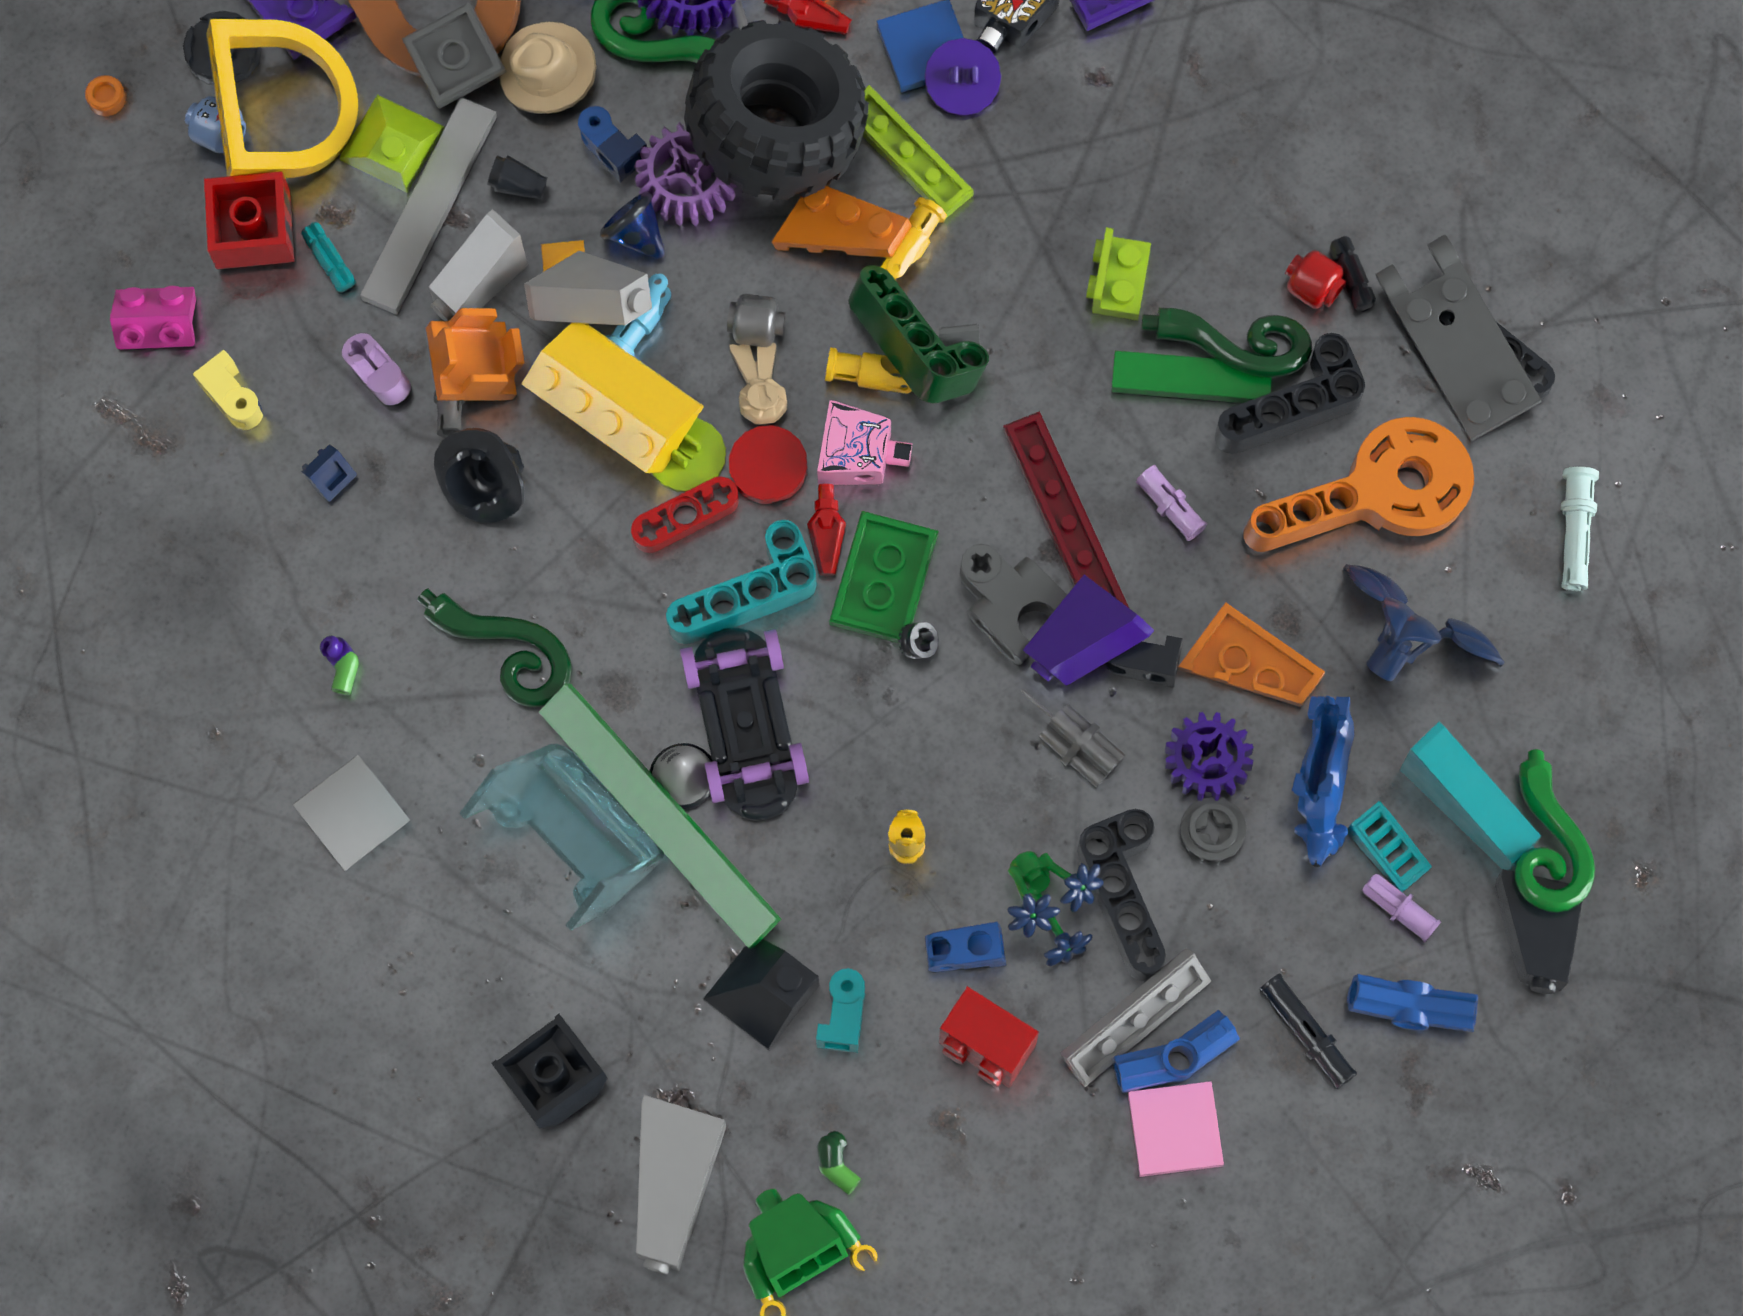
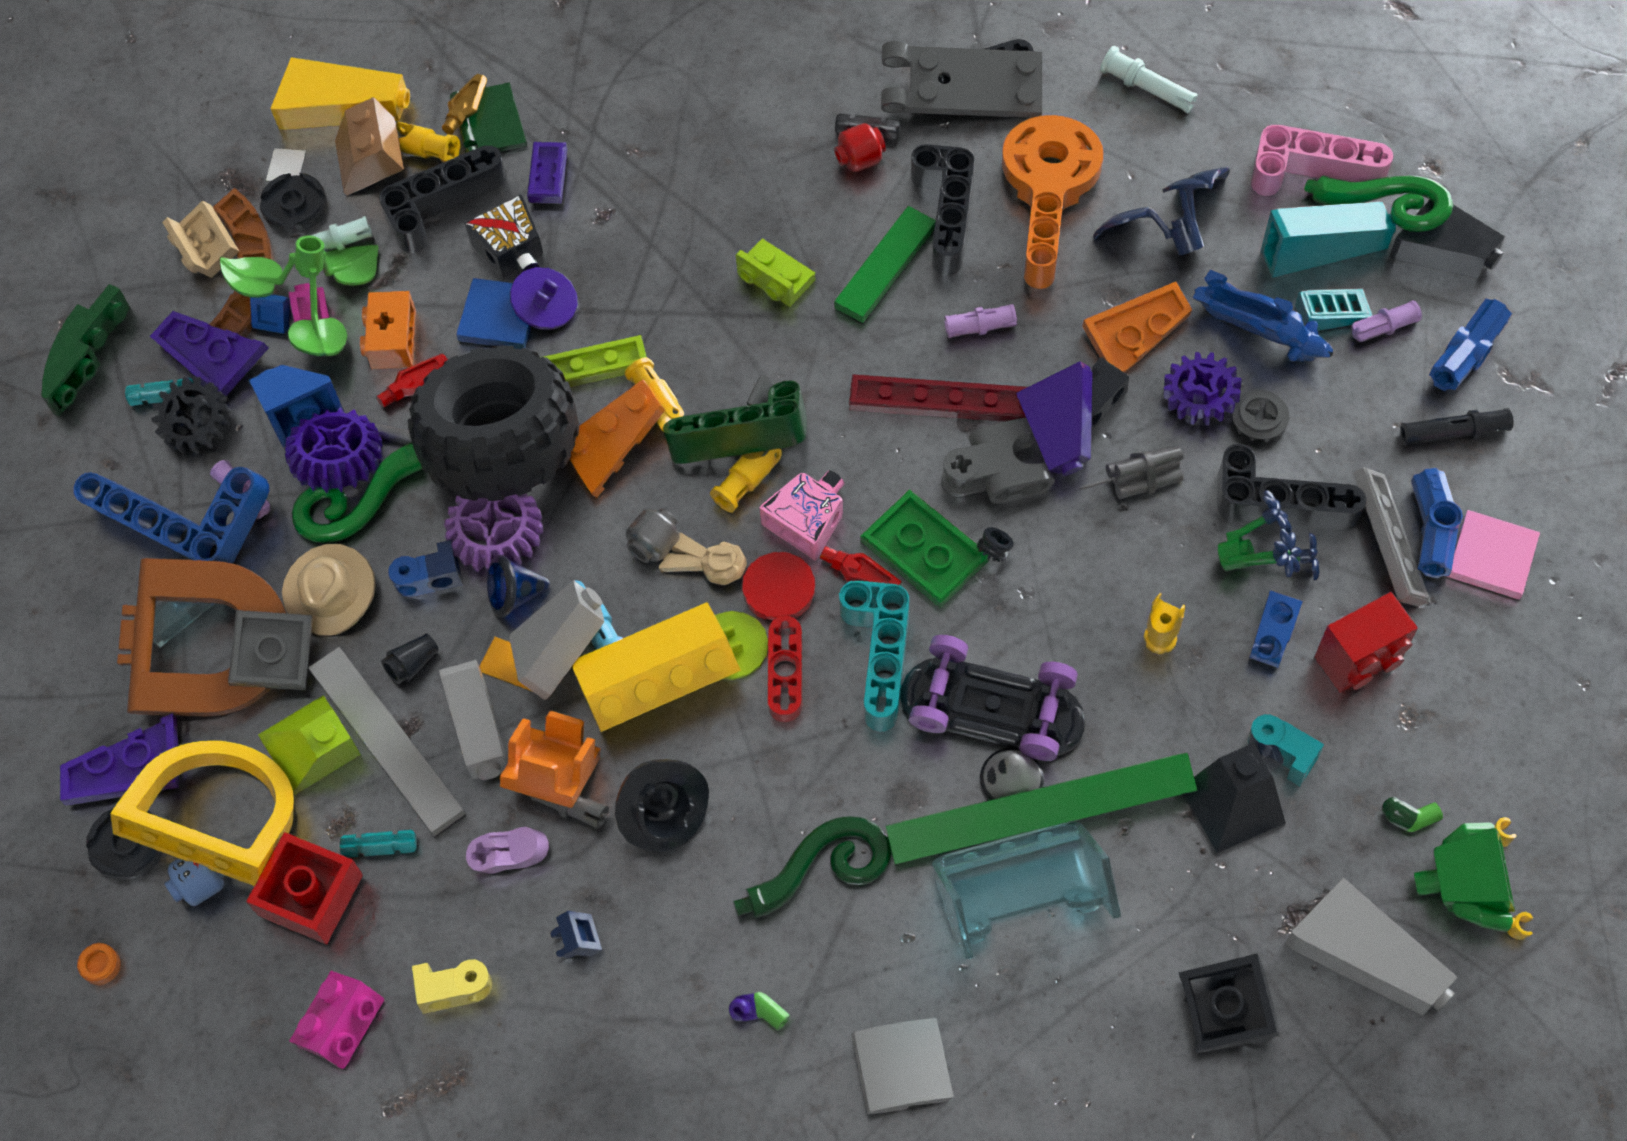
camera: 60 degrees left, 10 degrees down
(1191, 328) = (848, 243): dark green plant -> none
(1568, 752) = (1315, 155): none -> bright pink beam

